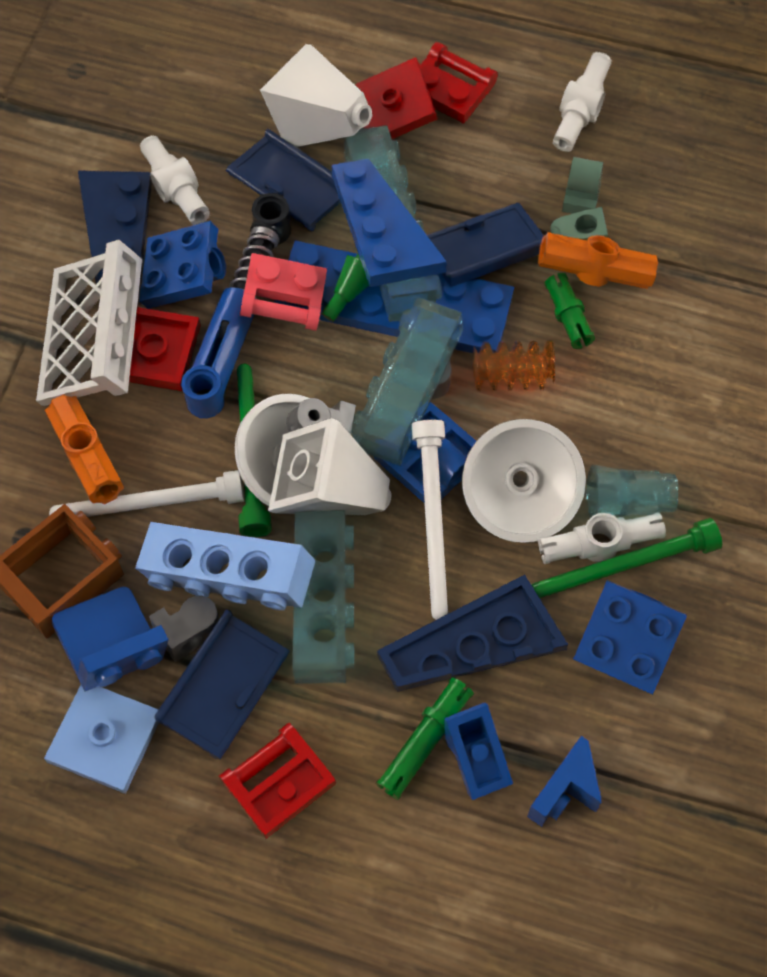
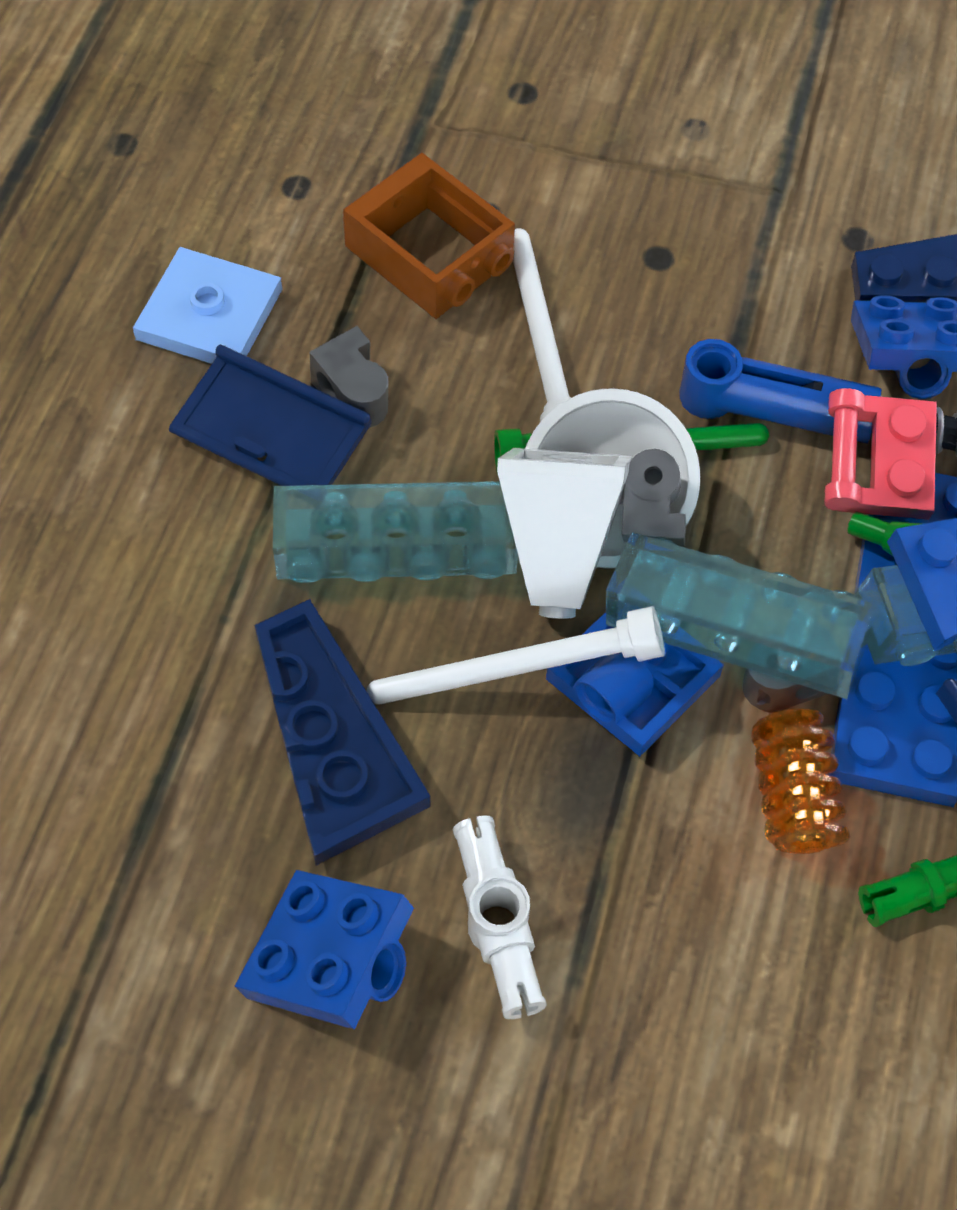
camera: 85 degrees right, 5 degrees down
(84, 449) = (605, 248): orange piece -> none
(108, 638) = (330, 288): blue bracket -> none
(112, 323) = (801, 245): white fence -> none
(162, 347) = (781, 316): red plate -> none
(169, 547) = (425, 404): light blue brick -> none
(287, 789) = (121, 505): red plate -> none
(424, 738) = (202, 679): green pin -> none
(477, 750) = (149, 722): blue slope -> none
(552, 485) = (560, 770): white dish -> none
(576, 777) = (102, 859): blue slope -> none
(630, 491) = (579, 959): clear light blue plant -> none
(702, 537) = (509, 1082): green piece -> none

